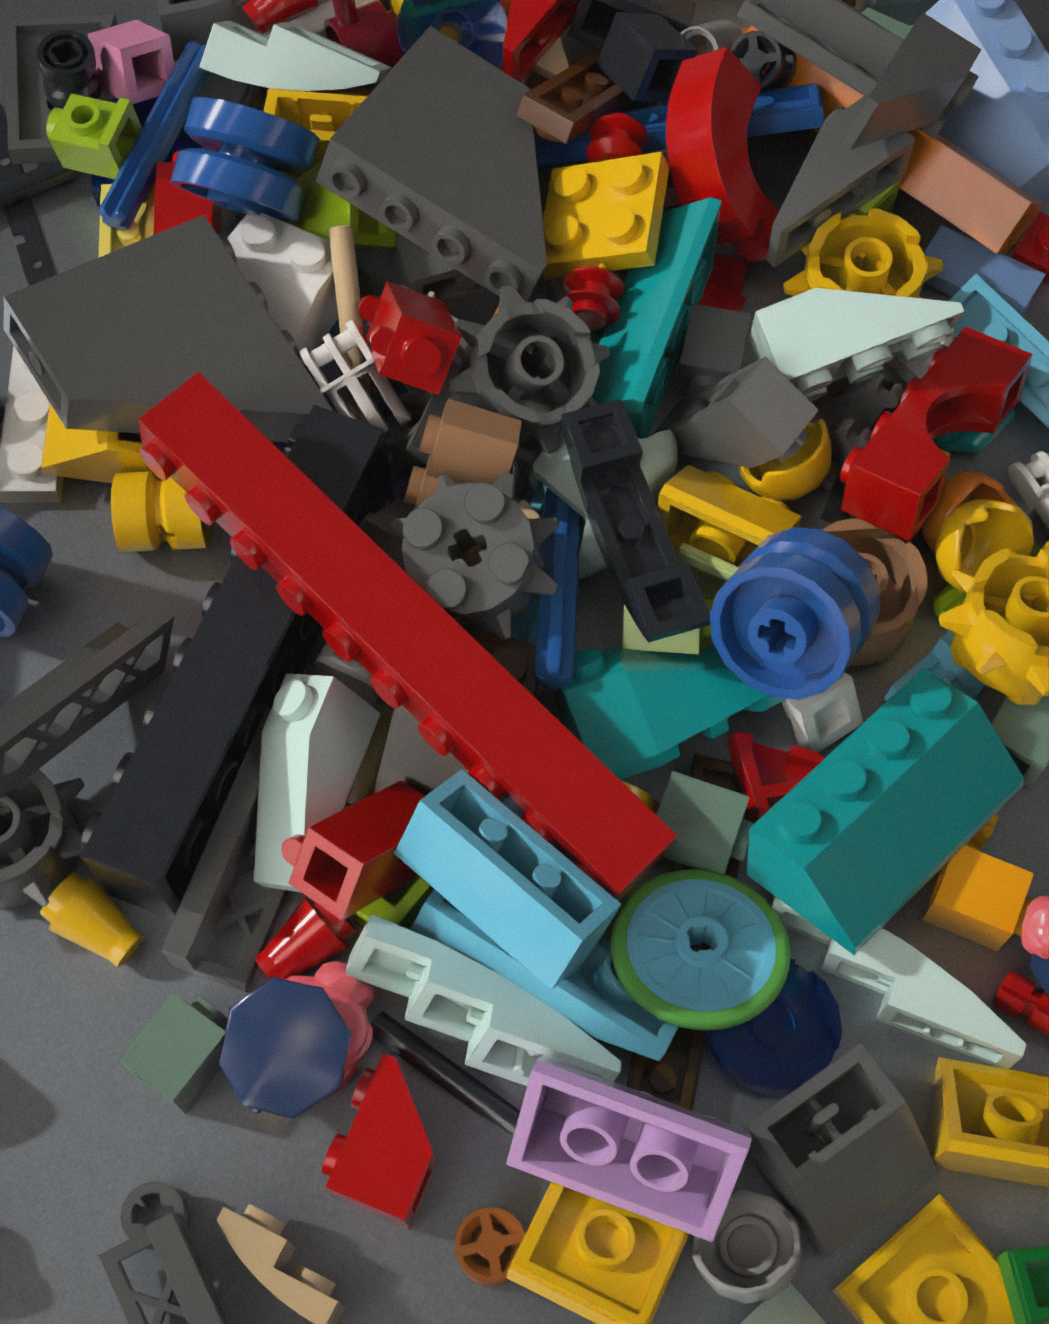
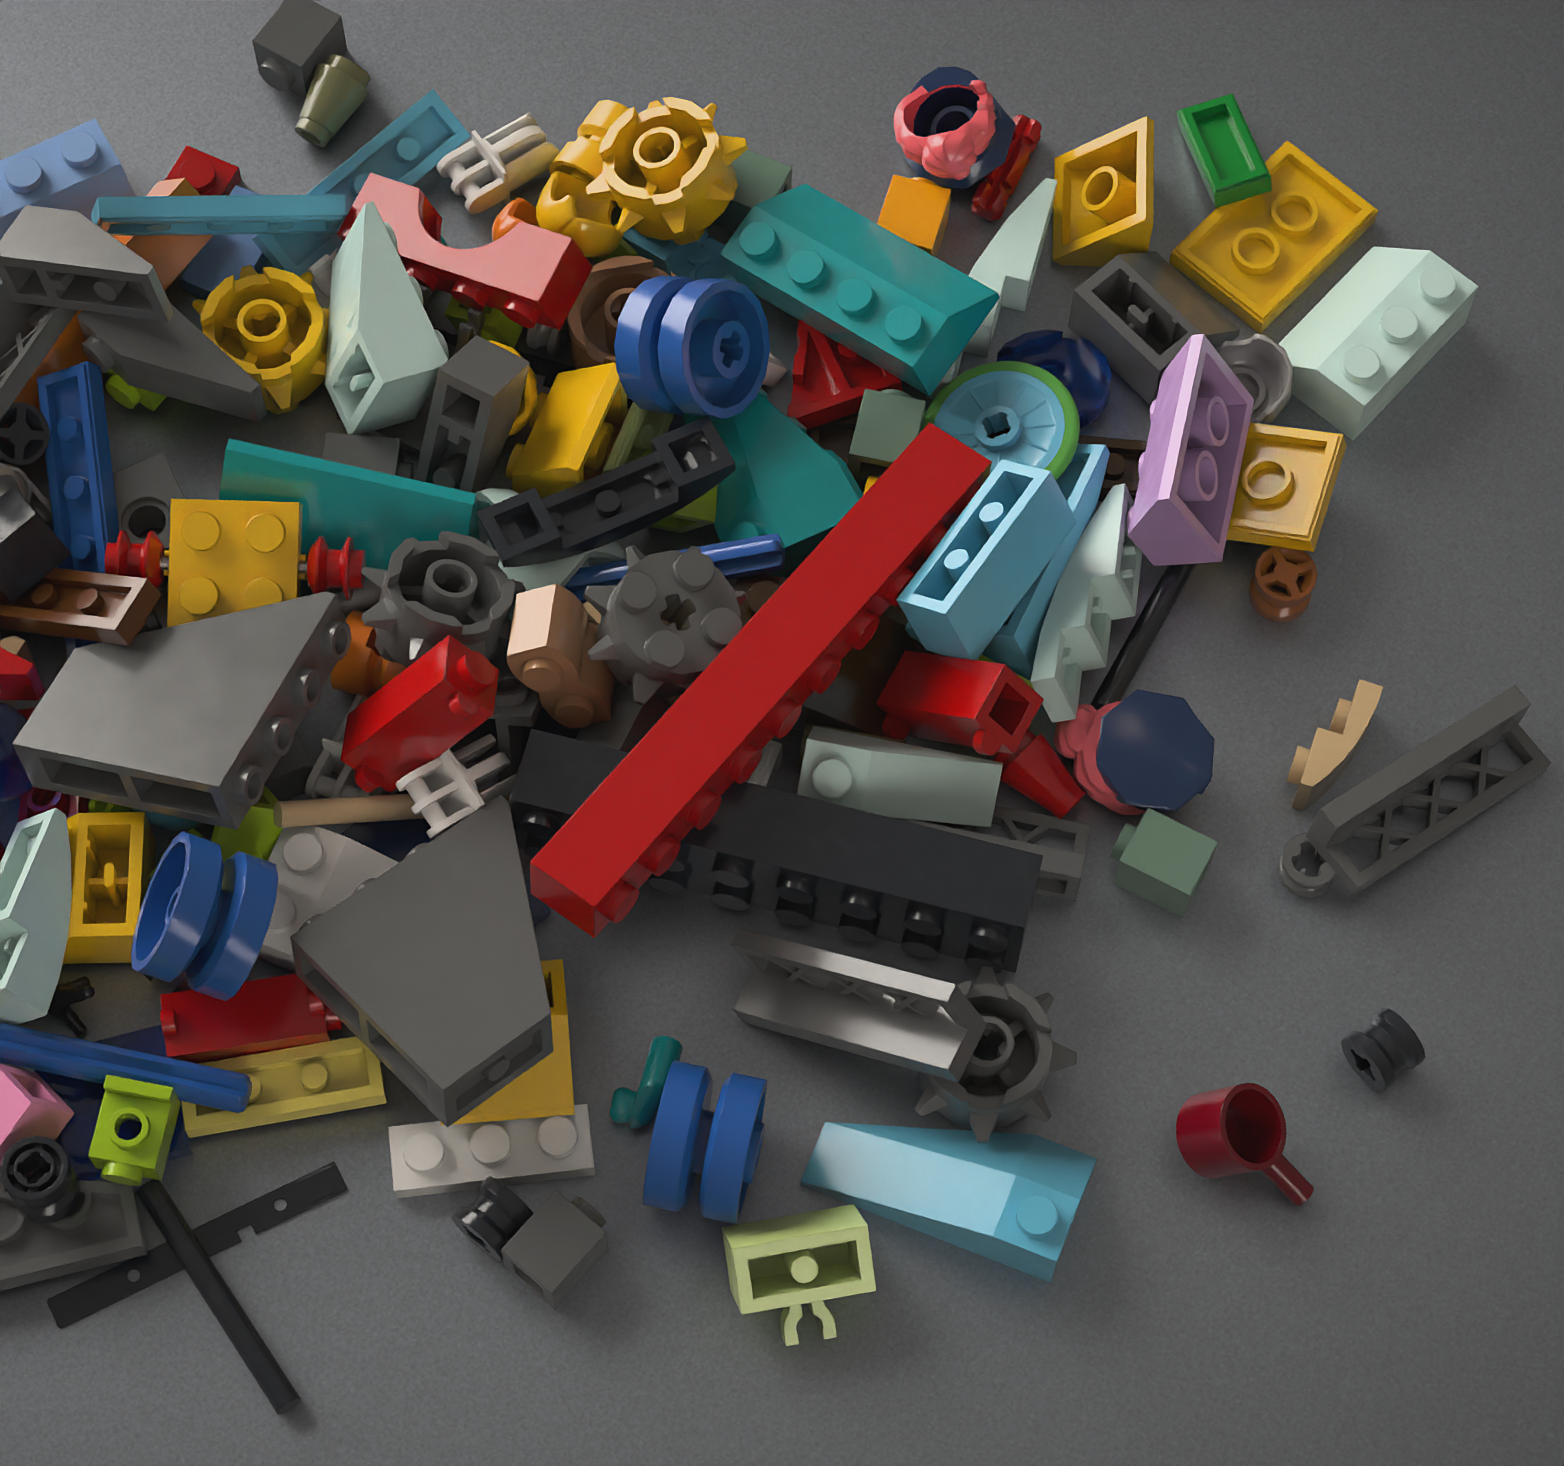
camera: 100 degrees left, 0 degrees up
(67, 550) = (641, 1105): none -> teal arm
(90, 919) = (1054, 964): yellow cone -> none
(153, 512) = (608, 988): yellow wheel -> none
(386, 1154) = (1219, 673): red slope -> none
(709, 148) = (144, 457): red arch -> none
(982, 218) = (219, 214): none -> medium azure tile

